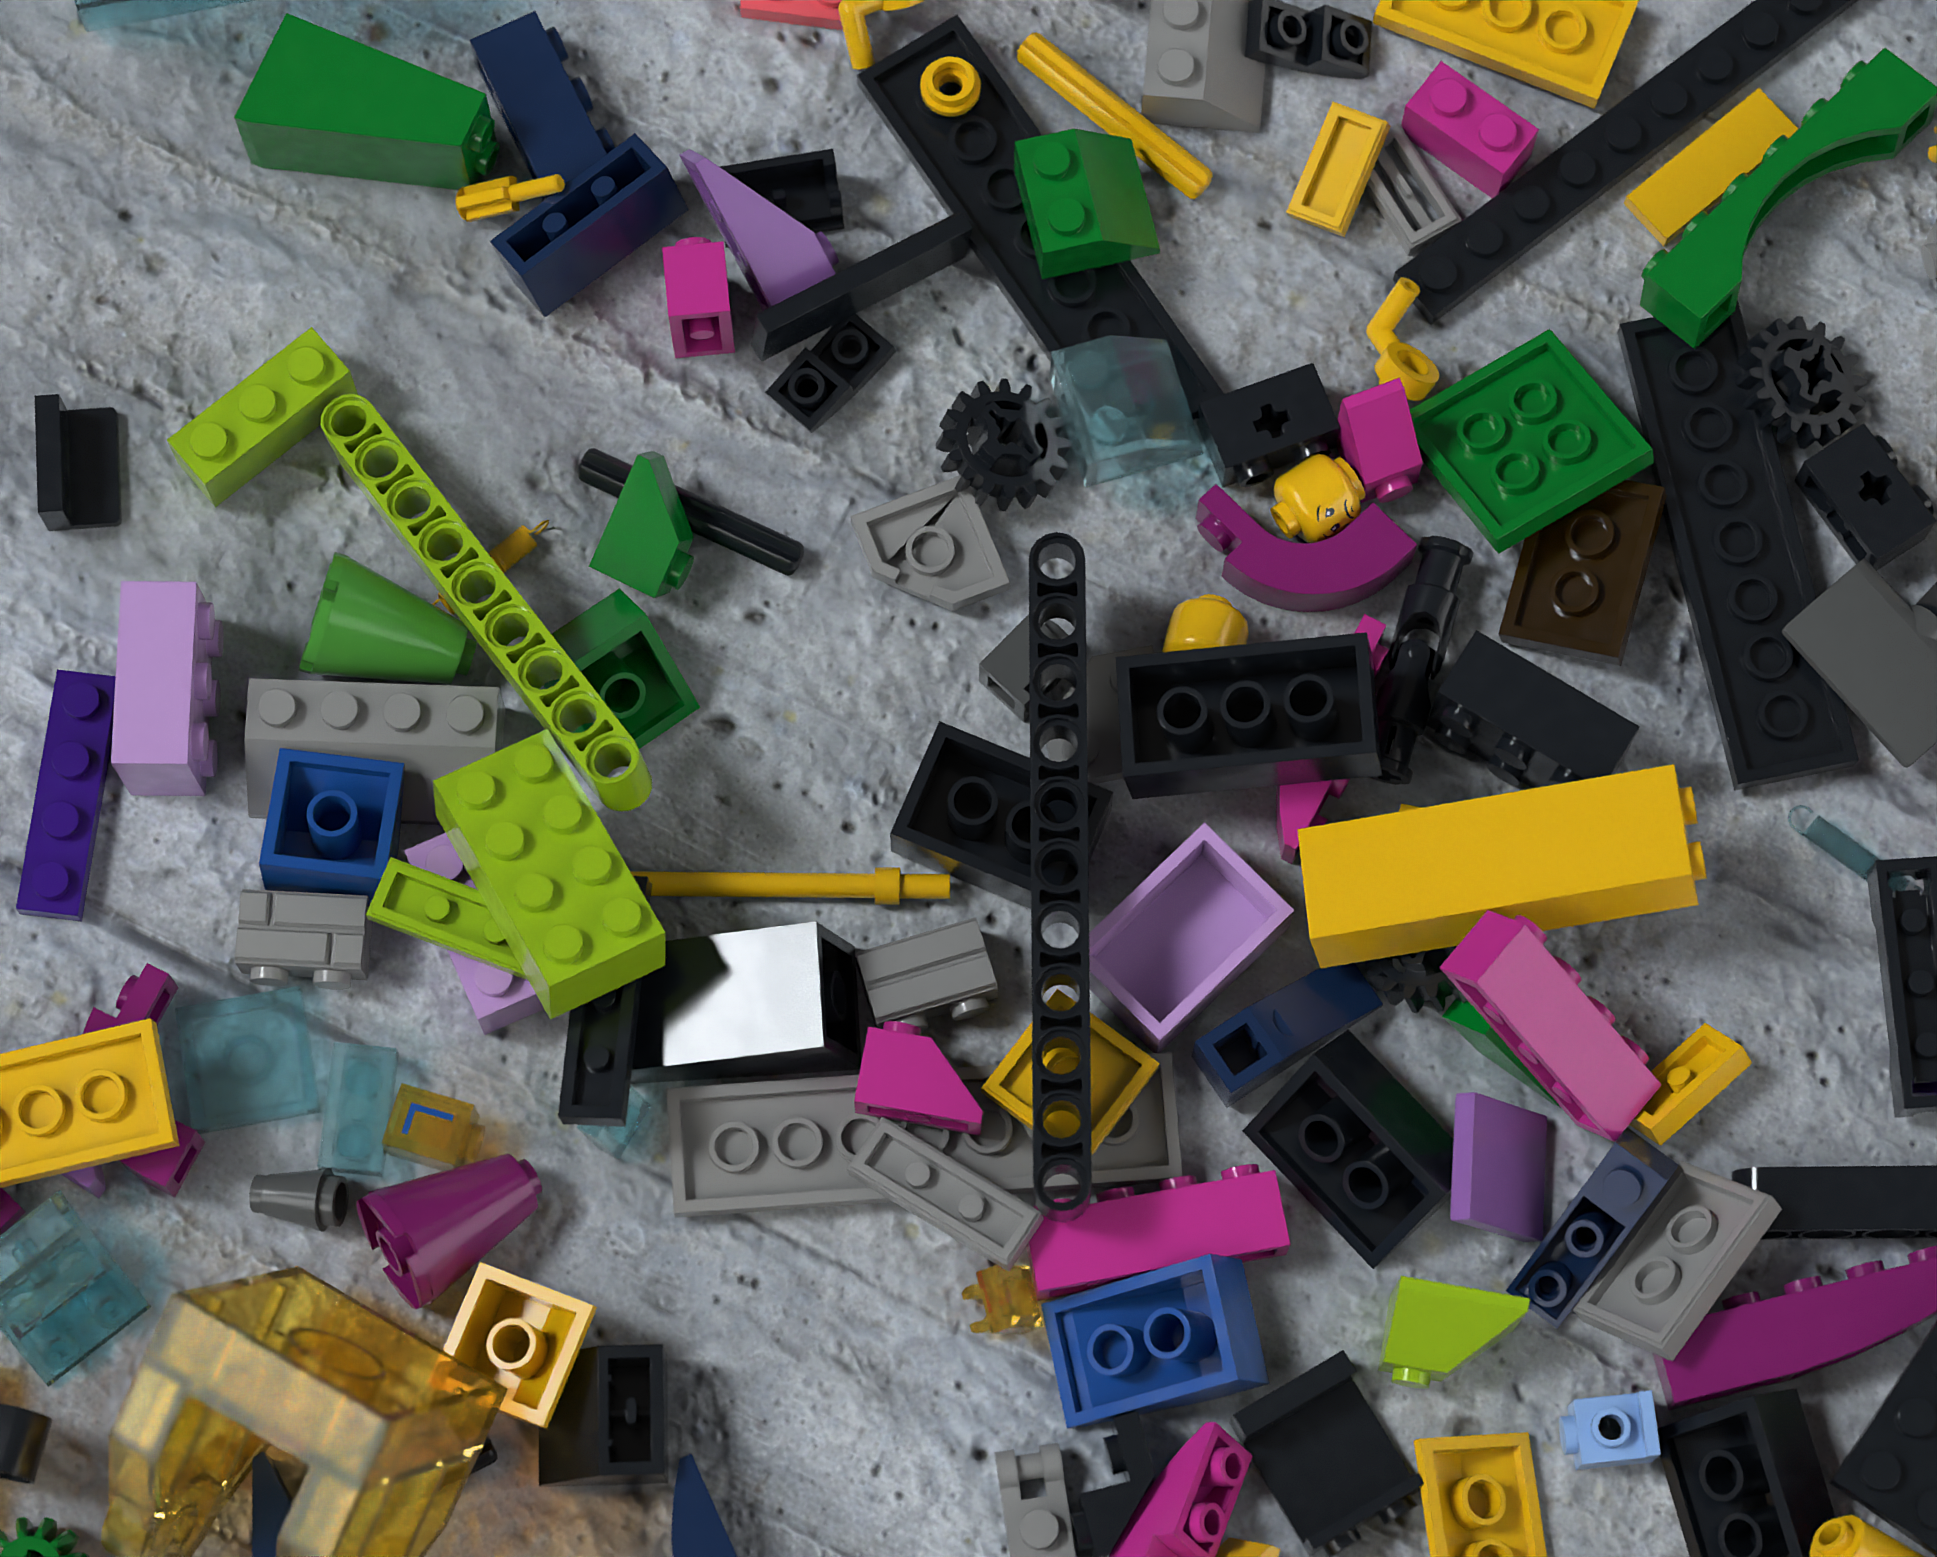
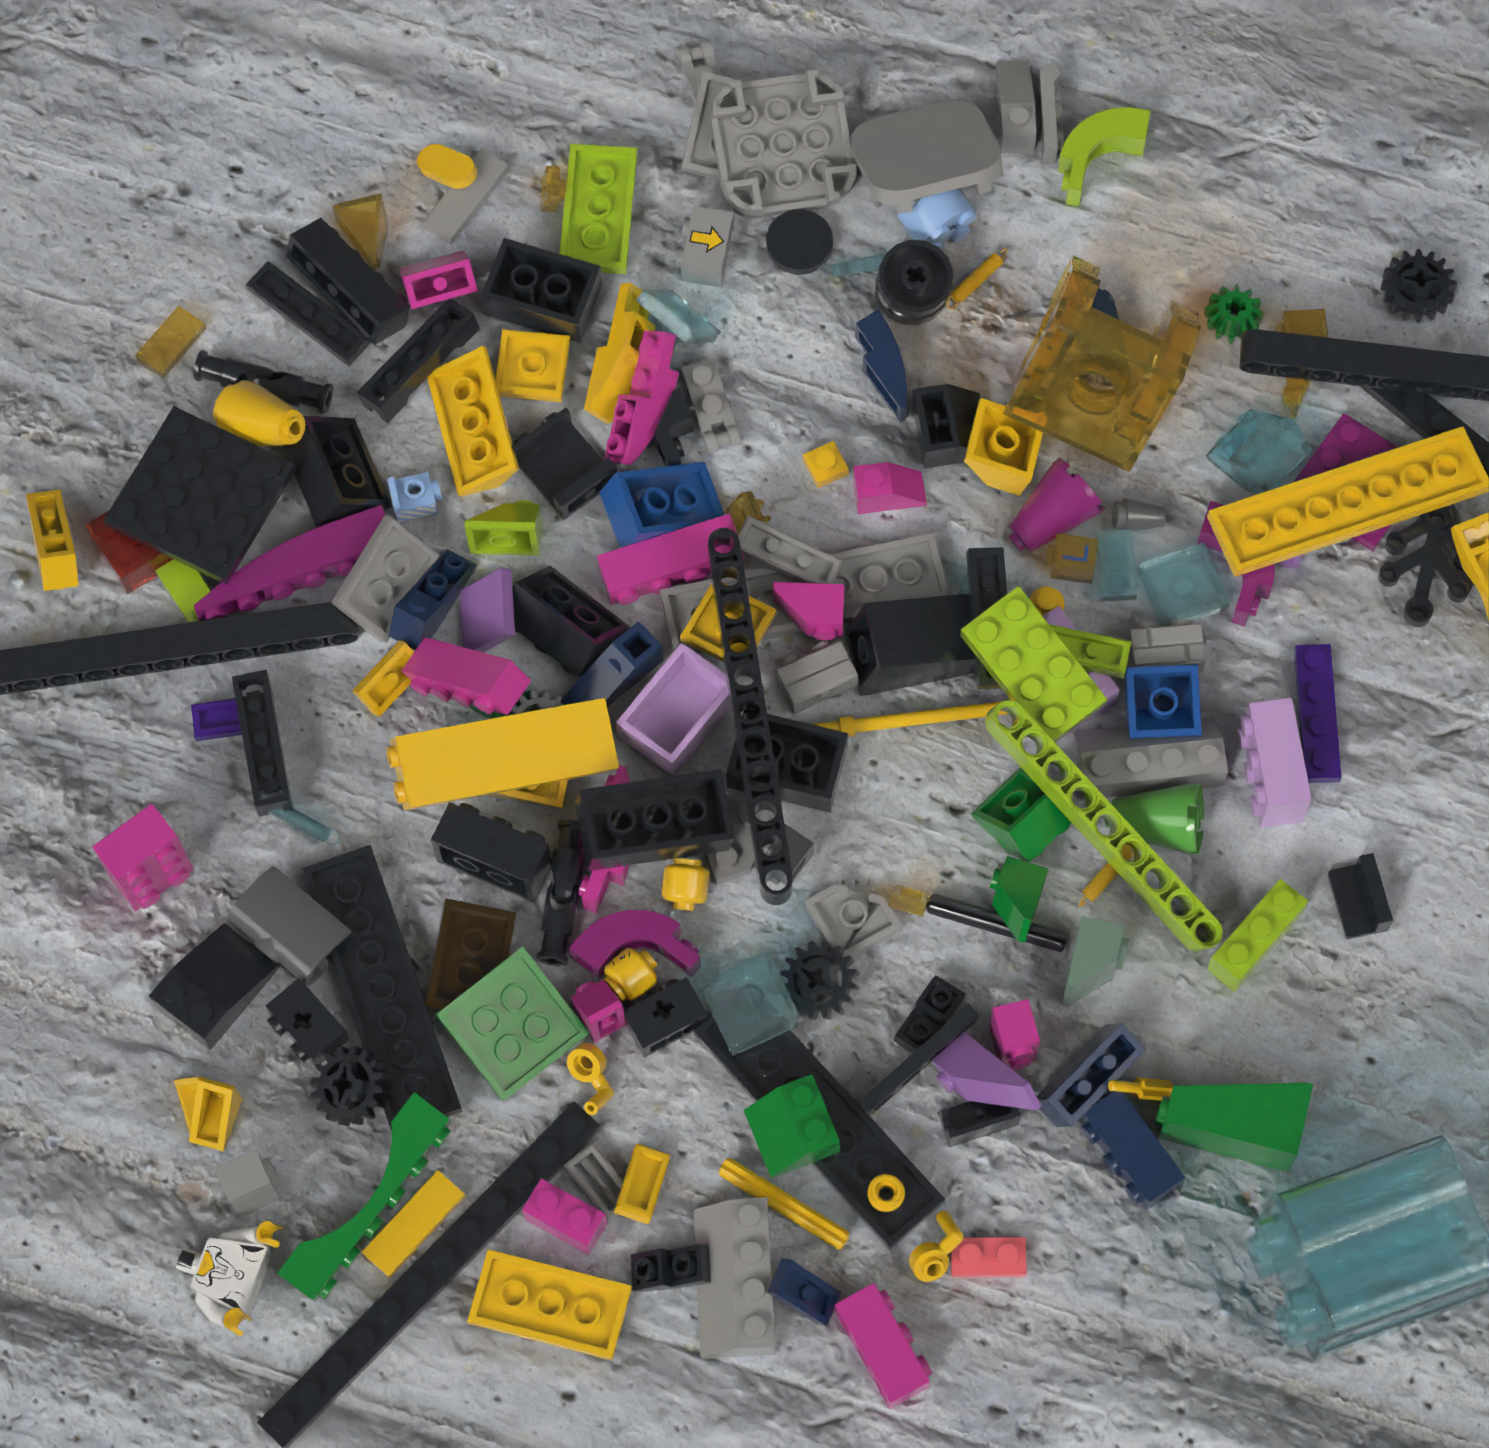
camera: 175 degrees right, 5 degrees down
(496, 1058) = (1047, 599): none -> yellow plate
(546, 401) = (1095, 956): none -> sand green slope
(739, 1316) = (887, 487): none -> dark pink slope
(831, 560) = (909, 900): none -> clear yellow tile
(846, 1390) = (825, 464): none -> yellow plate

